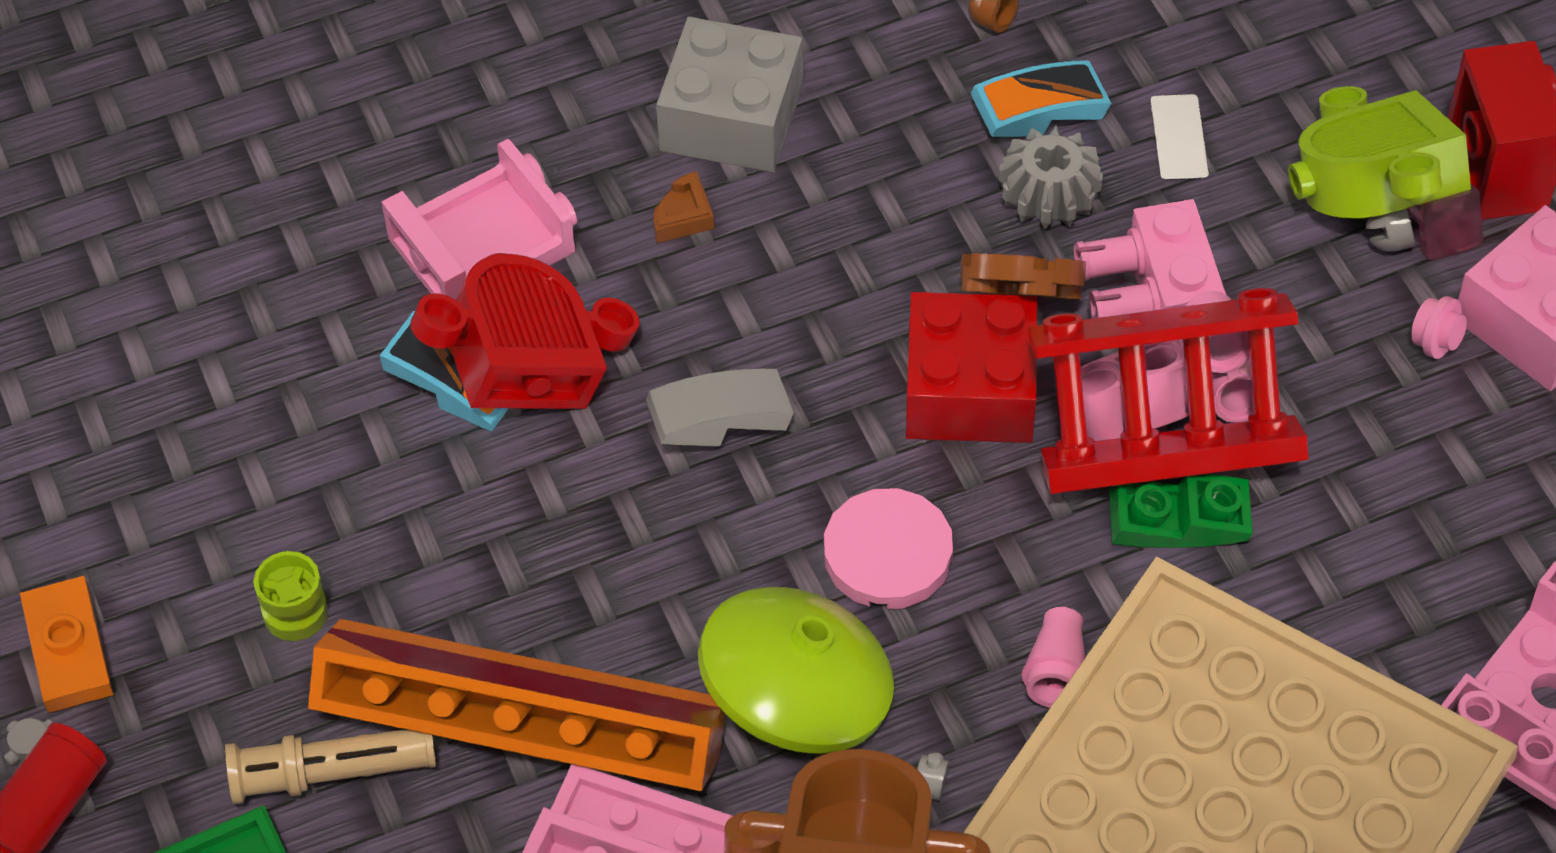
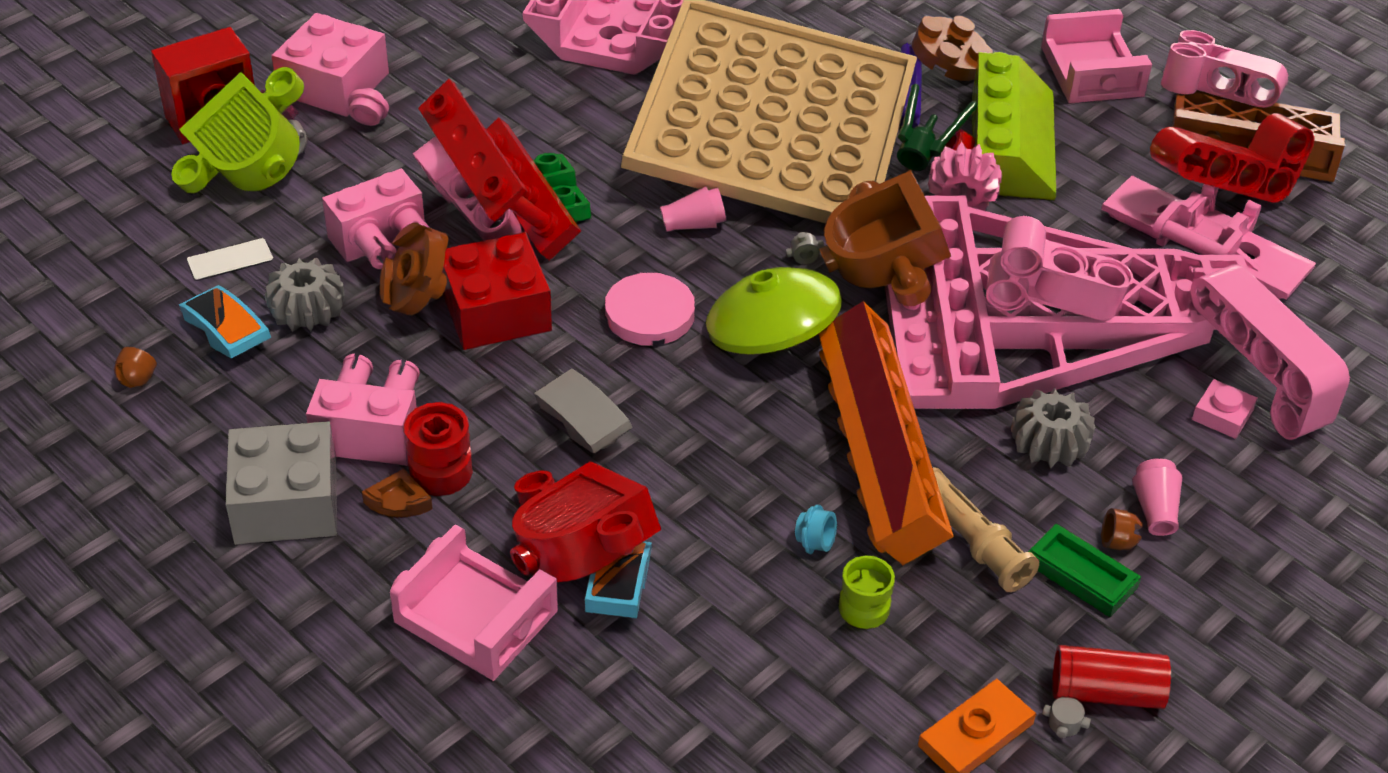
camera: 115 degrees left, 10 degrees down
(415, 588) = (816, 529): none -> medium azure plate
(709, 238) = (438, 448): none -> red wheel
(796, 180) = (364, 417): none -> bright pink brick

